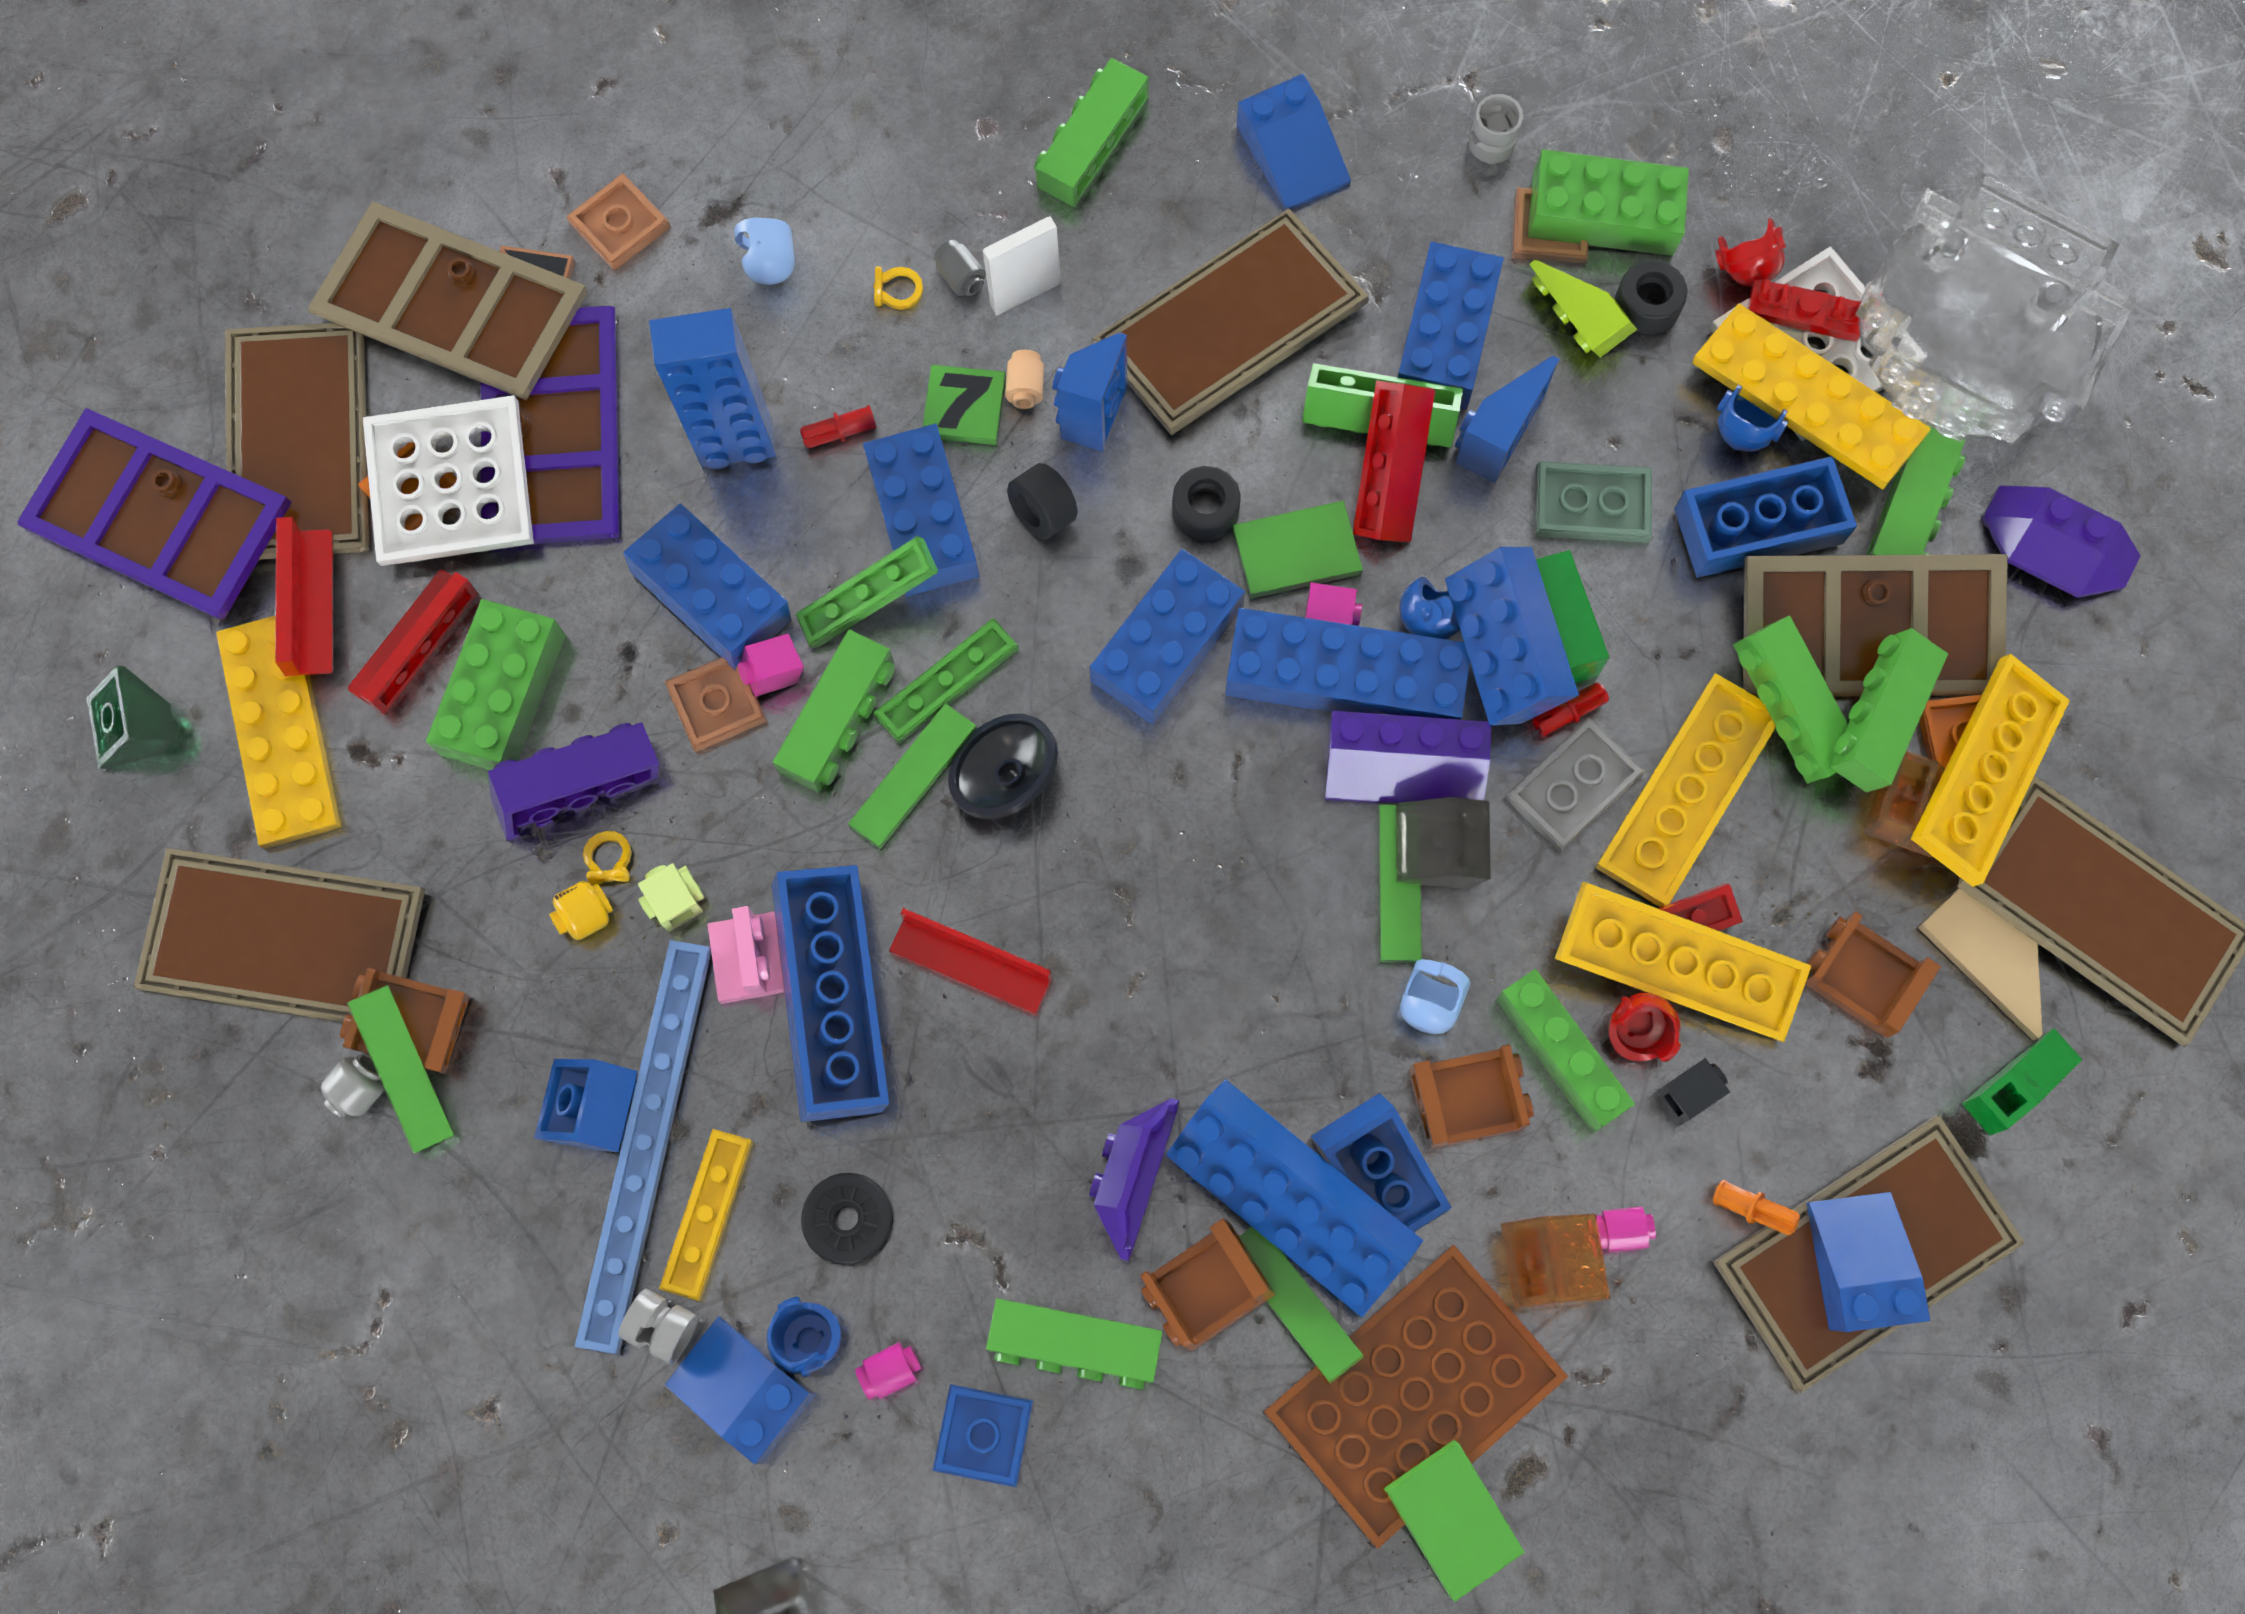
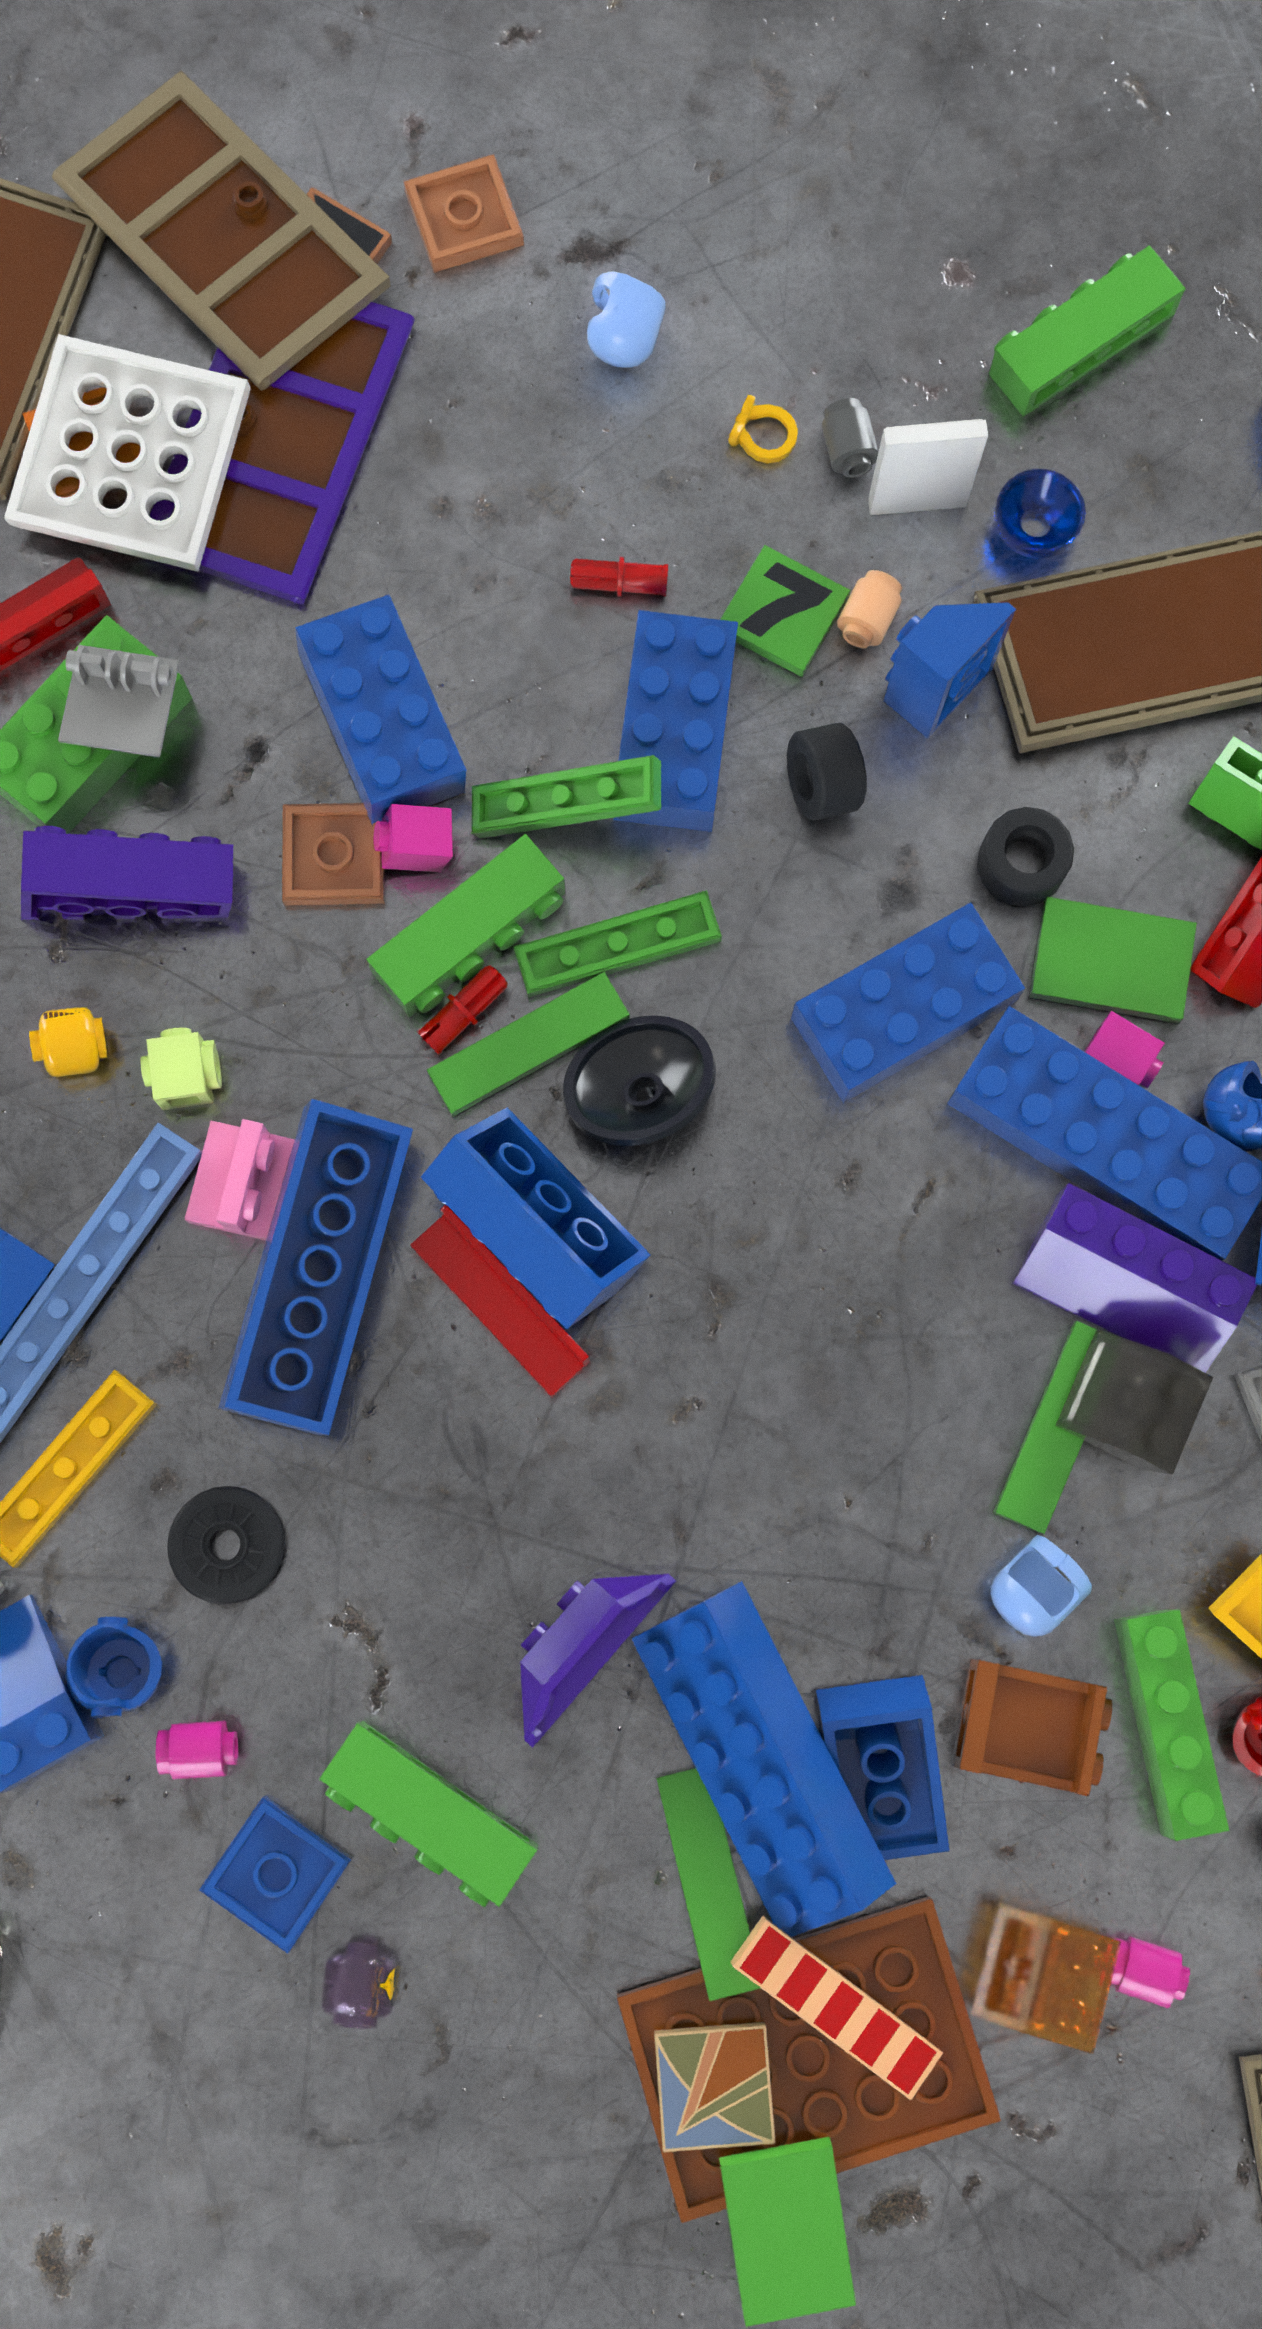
camera: 20 degrees right, 5 degrees up
(517, 653) = (118, 700): none -> light grey hinge
(619, 872) = (134, 1014): yellow piece -> none
(713, 387) = (481, 467): blue brick -> none
(855, 770) = (463, 1009): none -> red axle
(970, 890) = (535, 1216): none -> blue brick
(1077, 1486) = (358, 1987): none -> clear purple head
(1114, 253) = (1041, 494): none -> clear blue piece
(1206, 1287) = (612, 1819): dark orange panel -> none
(1359, 1441) = (714, 2087): none -> tile
(1419, 1346) = (836, 2007): none -> tile

